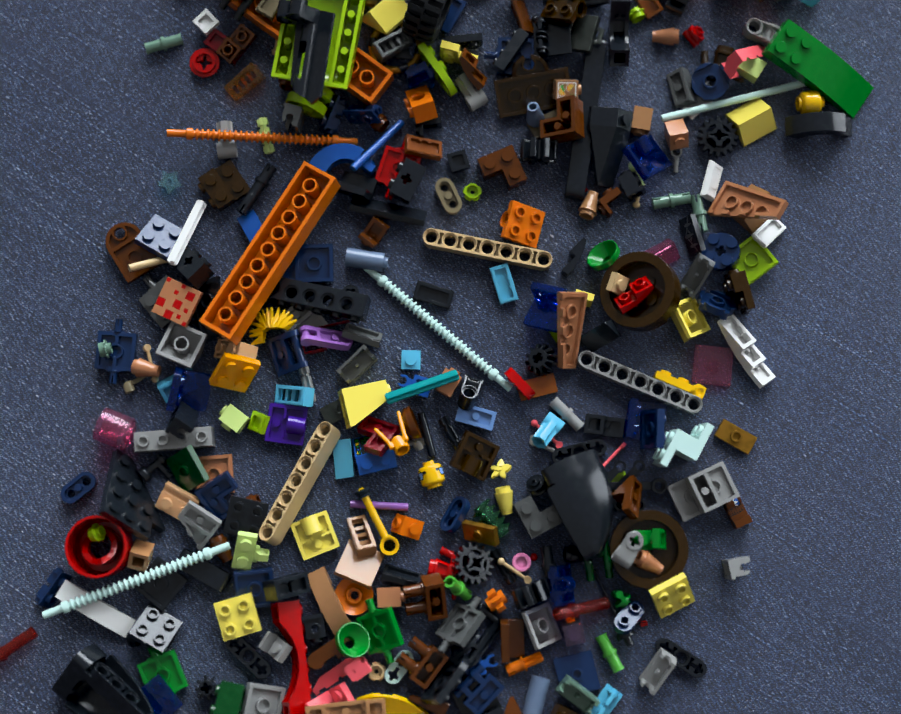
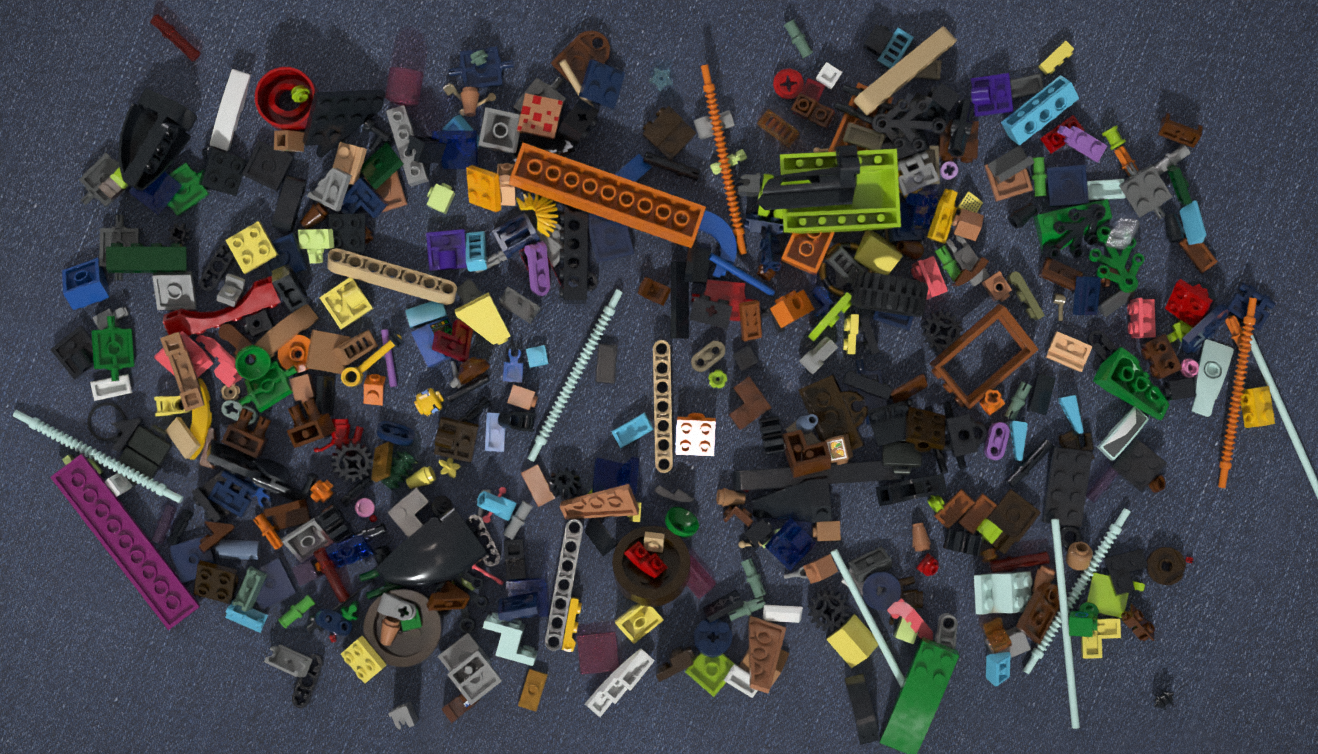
camera: 75 degrees right, 5 degrees up
(46, 595) = (233, 60): dark blue hinge -> none
(65, 606) = (223, 82): light aqua hose -> none
(78, 487) = (341, 65): dark blue plate -> none
(186, 233) = (612, 108): white axle -> none
(258, 422) = (442, 223): lime tile -> none
(362, 335) = (550, 303): dark grey tile -> none
(366, 259) = (625, 289): sand blue brick -> none
(398, 443) = (449, 363): light orange plant -> none
(422, 386) = (510, 373): teal axle -> none
(458, 588) = (324, 451): bright green pin -> none
(460, 625) = (289, 462): dark grey plate -> none
(469, 65) = (841, 347): reddish brown slope -> none
(519, 383) = (535, 467): red beam -> none
(527, 579) = (349, 516): tan hinge -> none
(658, 538) = (414, 635): green plate -> none
(697, 274) = (682, 618): dark grey hinge -> none
(716, 303) = (658, 643): dark blue plate -> none
(809, 102) = (883, 695): yellow head -> none

